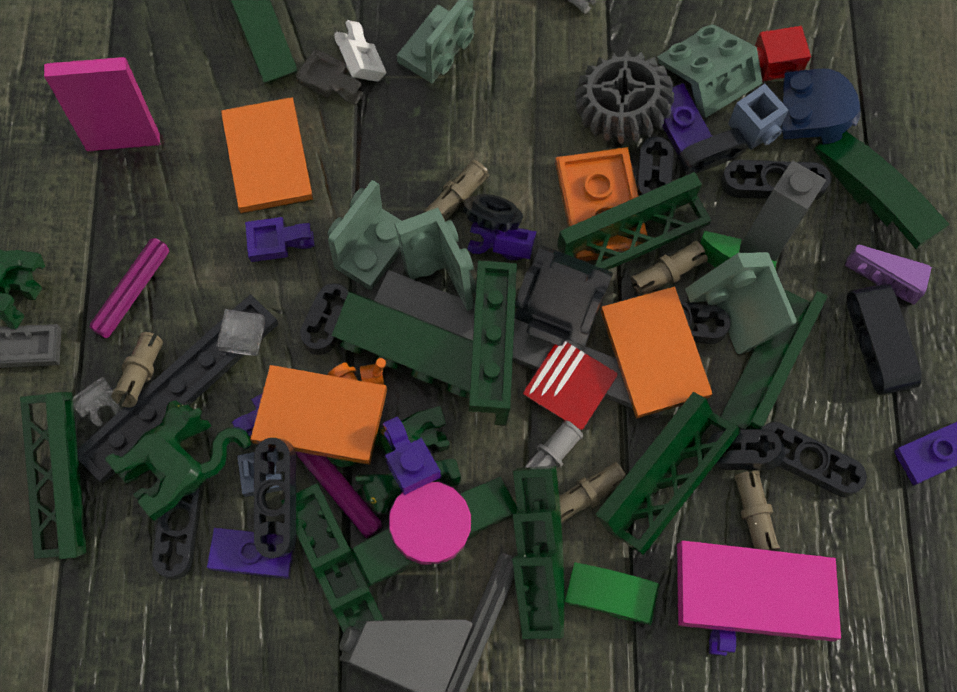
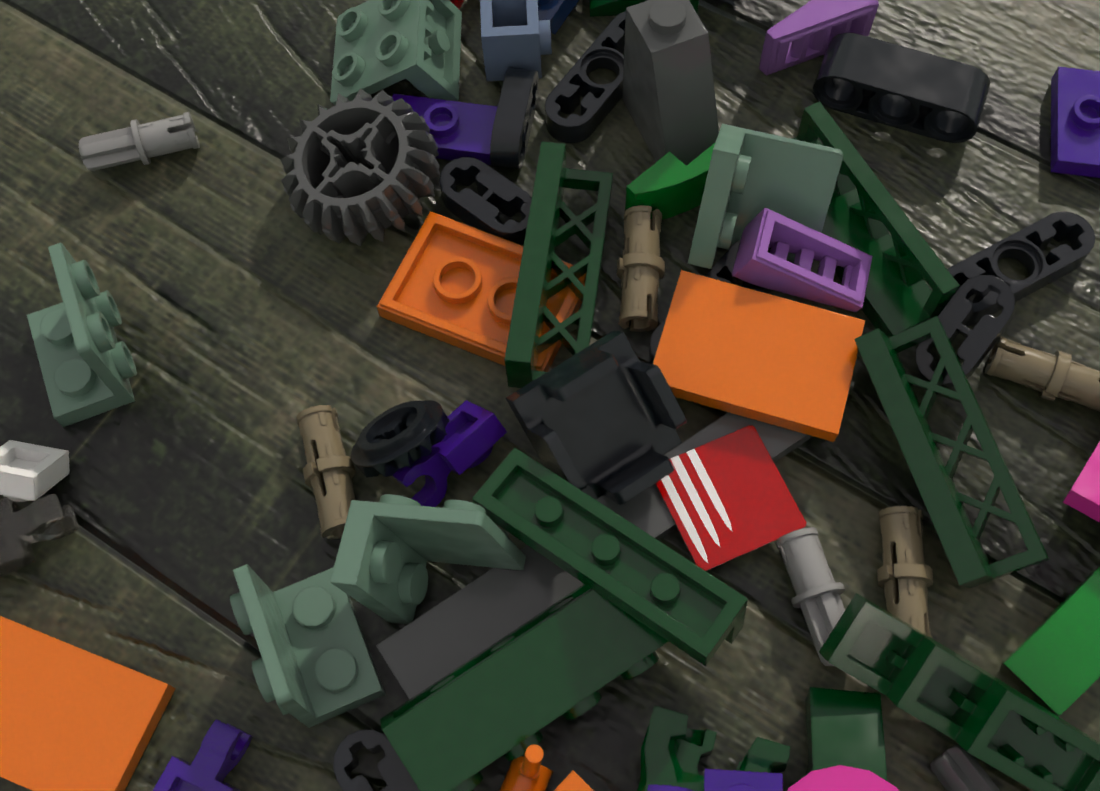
camera: 50 degrees left, 5 degrees down
(709, 339) = (774, 272): none -> medium lavender slope

